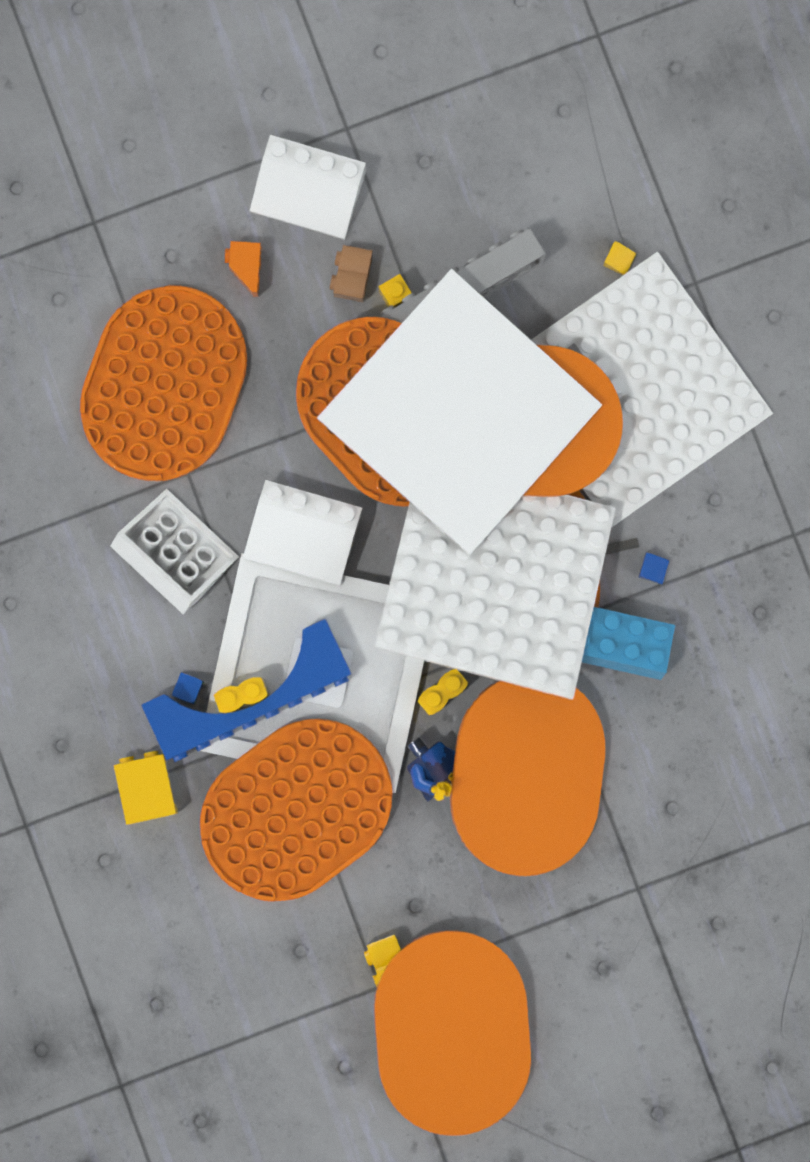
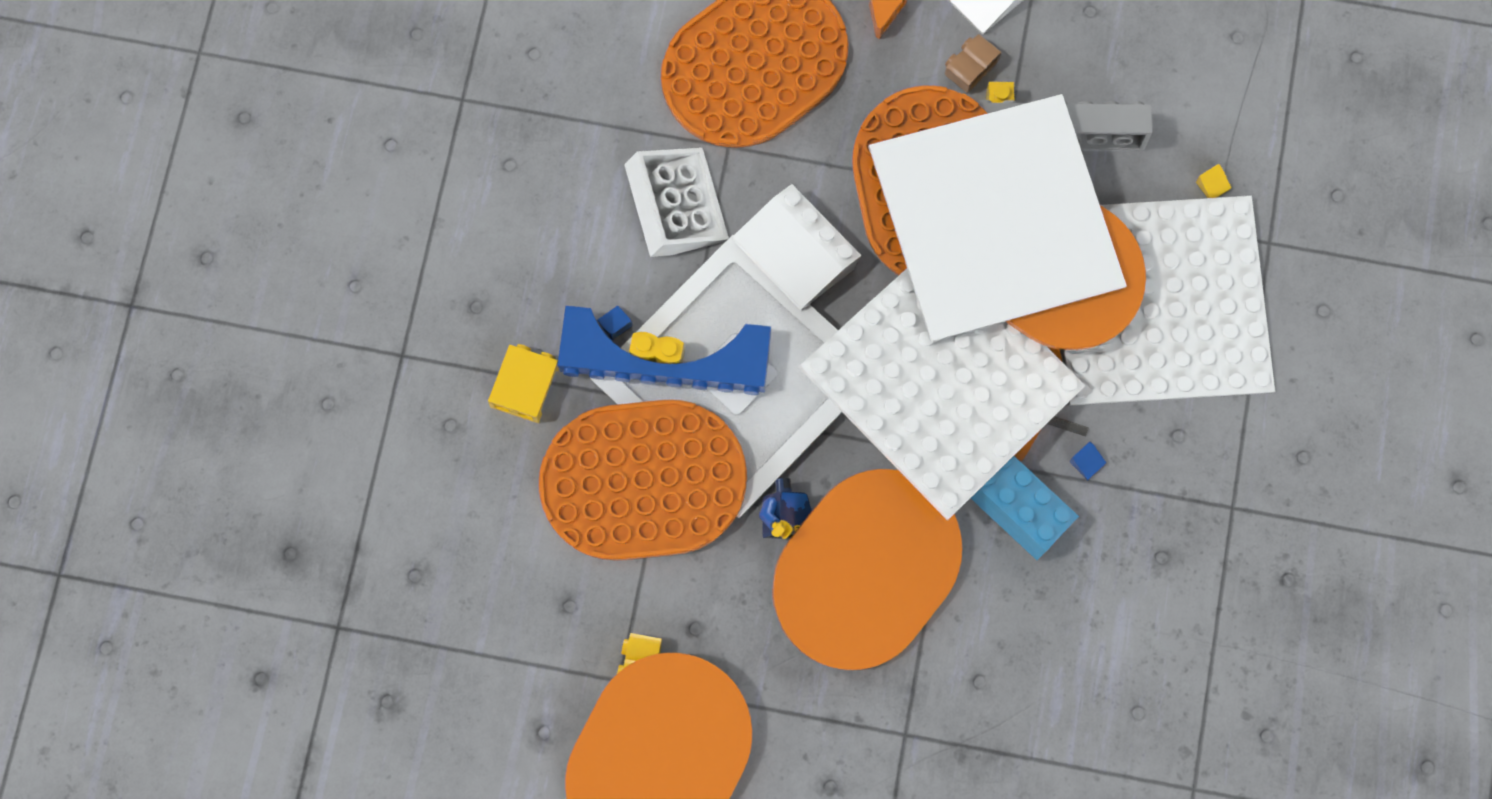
camera: 30 degrees right, 10 degrees down
(437, 696) = (841, 454): yellow brick -> none

